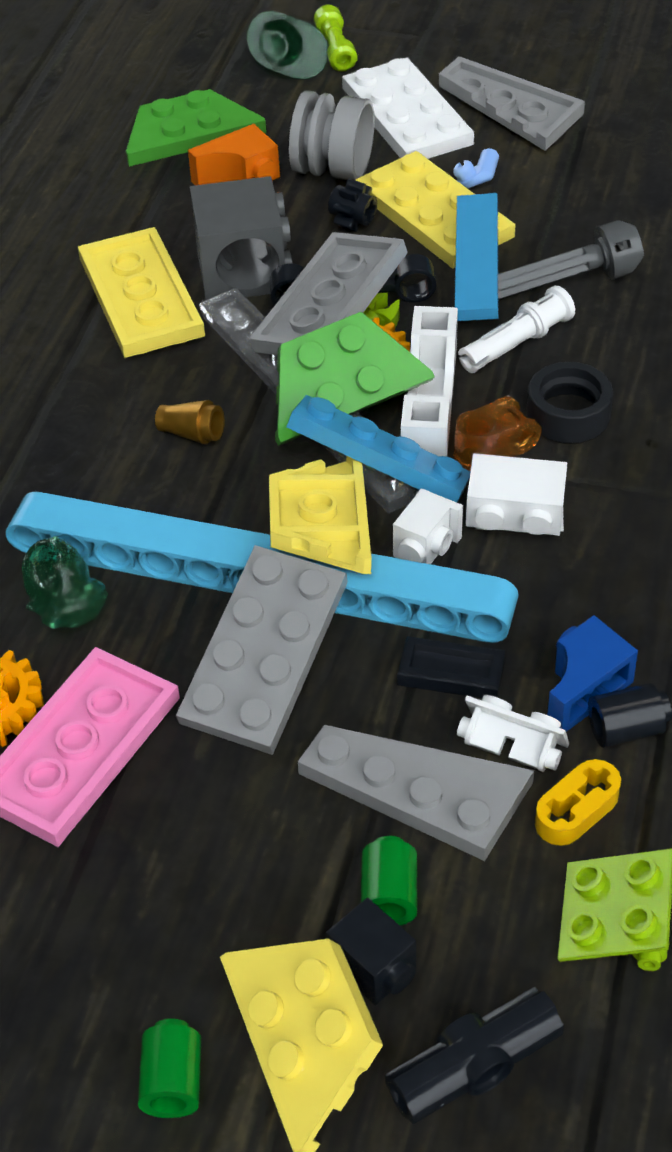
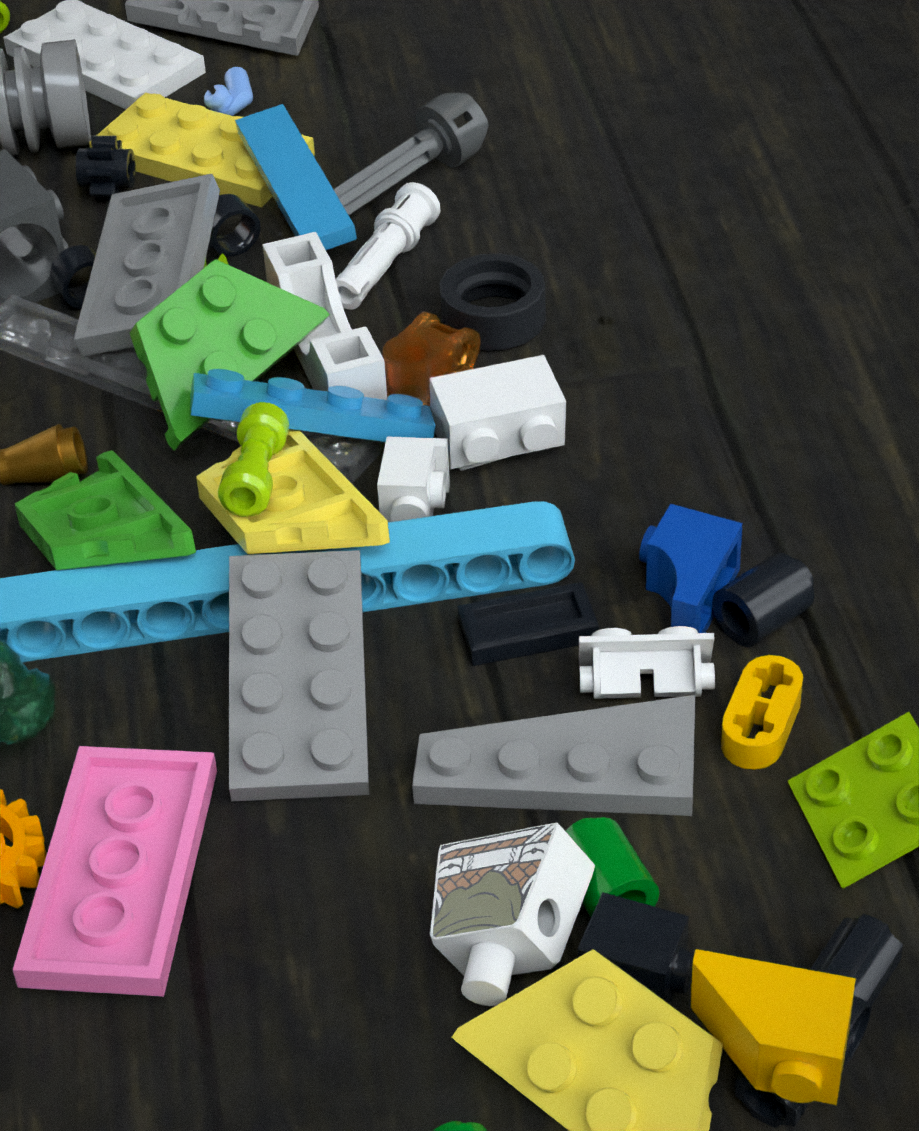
camera: 25 degrees left, 5 degrees down
(196, 483) = (102, 519): none -> bright green wing
(288, 496) = (247, 482): none -> lime piece
(299, 880) = (507, 905): none -> white torso
(425, 1052) = (776, 1022): none -> yellow slope

